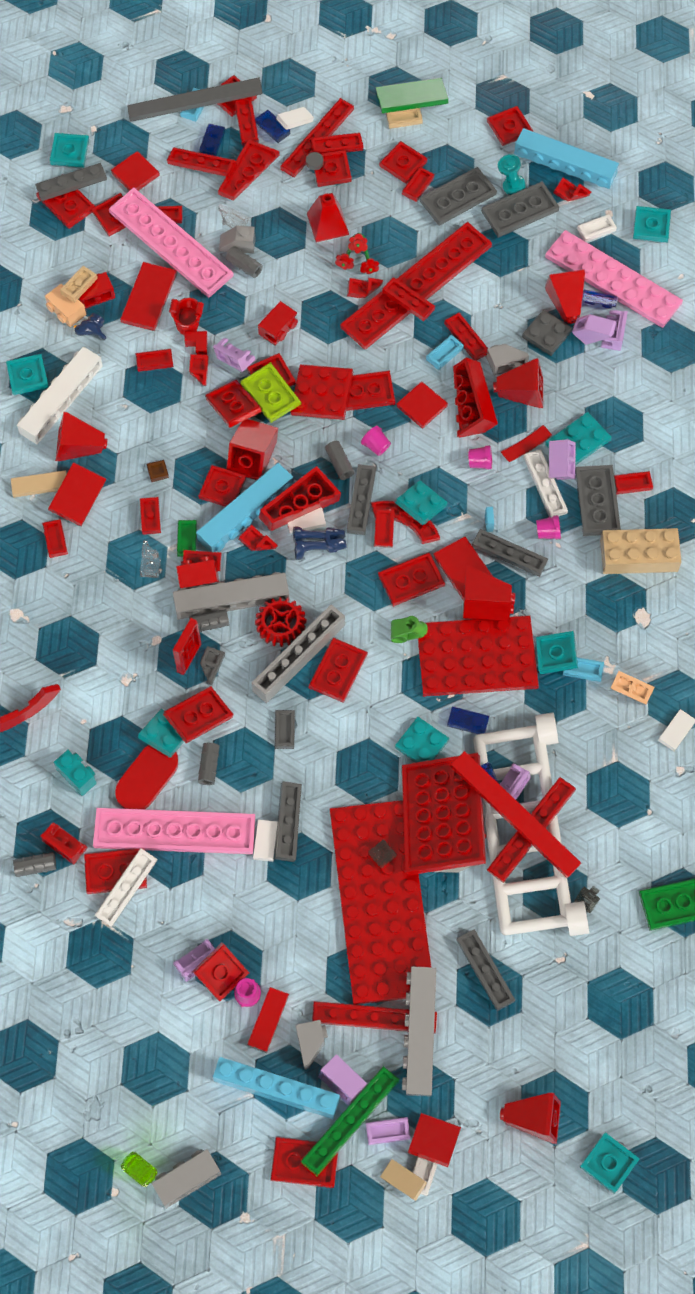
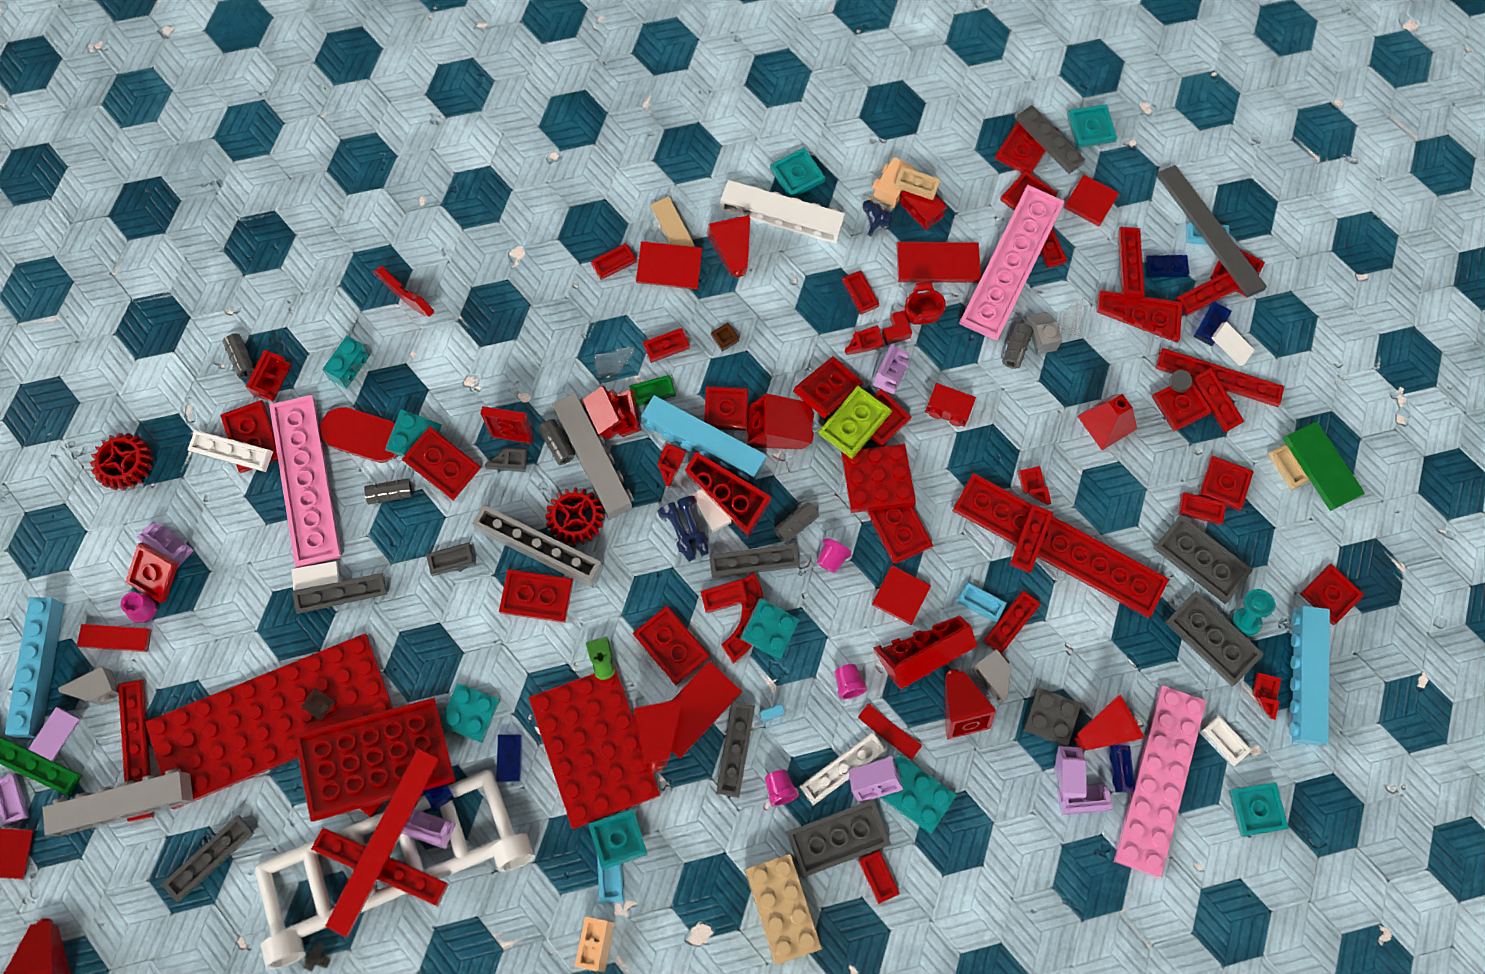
camera: 70 degrees right, 5 degrees up
(95, 985) = (110, 457): none -> red gear
(357, 244) = (1081, 460): red plant -> none

